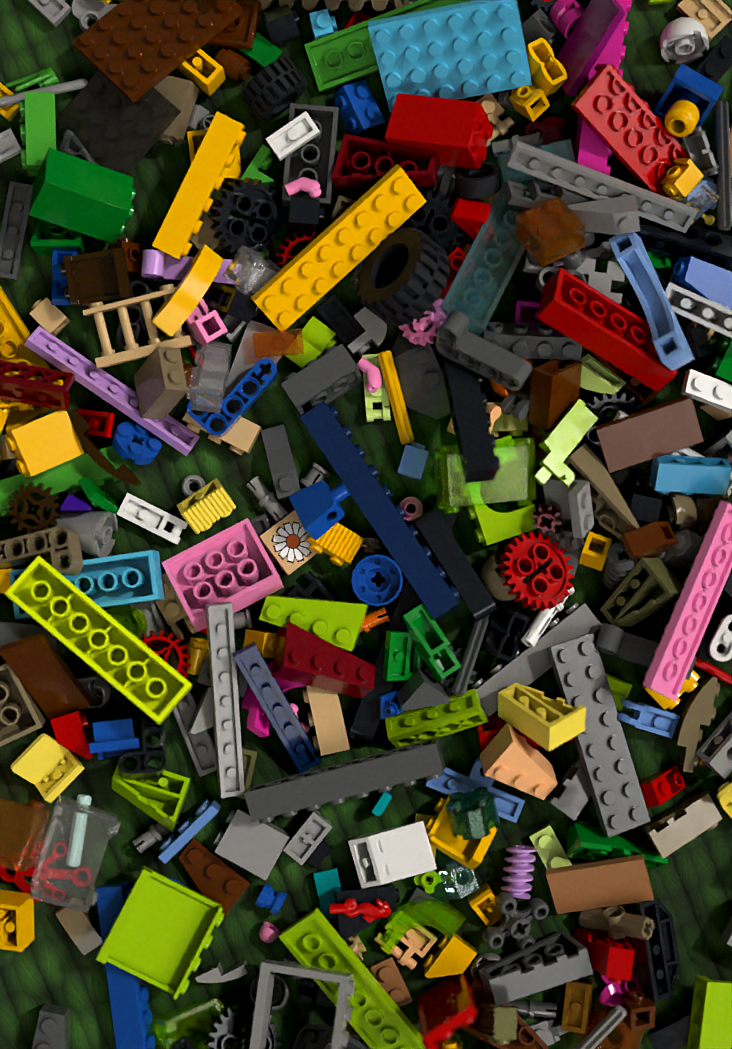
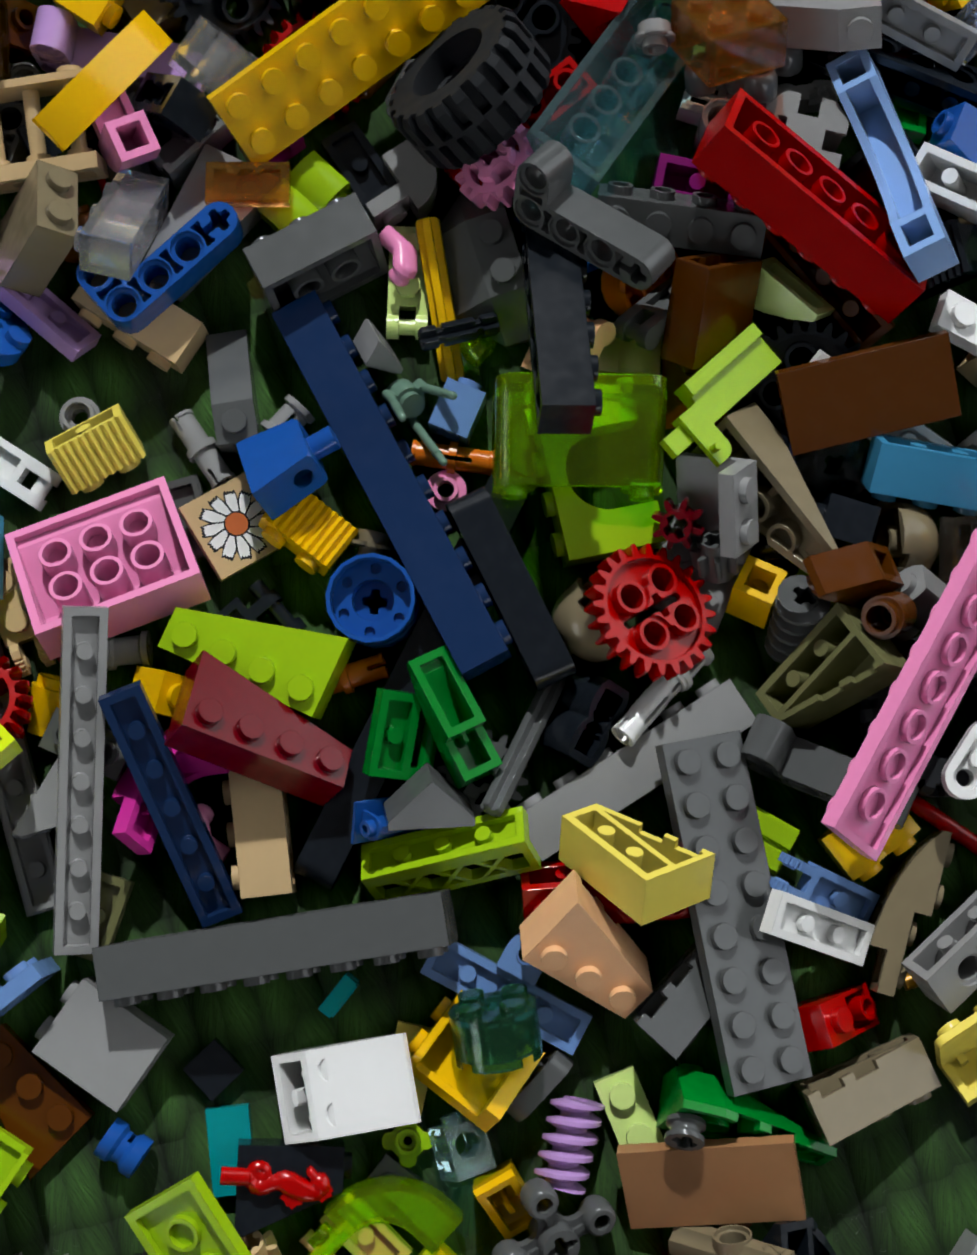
camera: 10 degrees right, 5 degrees down
(268, 932) = (113, 1207): bright pink hinge -> none
(307, 837) = (201, 1042): light grey hinge -> none
(362, 431) = (375, 349): none -> light grey slope
(383, 460) = (409, 402): none -> sand green plant
(409, 416) = (458, 331): none -> black axle
(412, 489) = (480, 463): none -> orange pin
(419, 422) = (477, 350): none -> clear neon green hinge
(500, 839) = (541, 1082): none -> dark grey beam
(507, 235) = (654, 36): none -> light grey plate
(583, 859) = (685, 1131): none -> dark grey bush
(646, 739) = (816, 927): none -> white plate
(671, 562) = (888, 615): none -> reddish brown brick

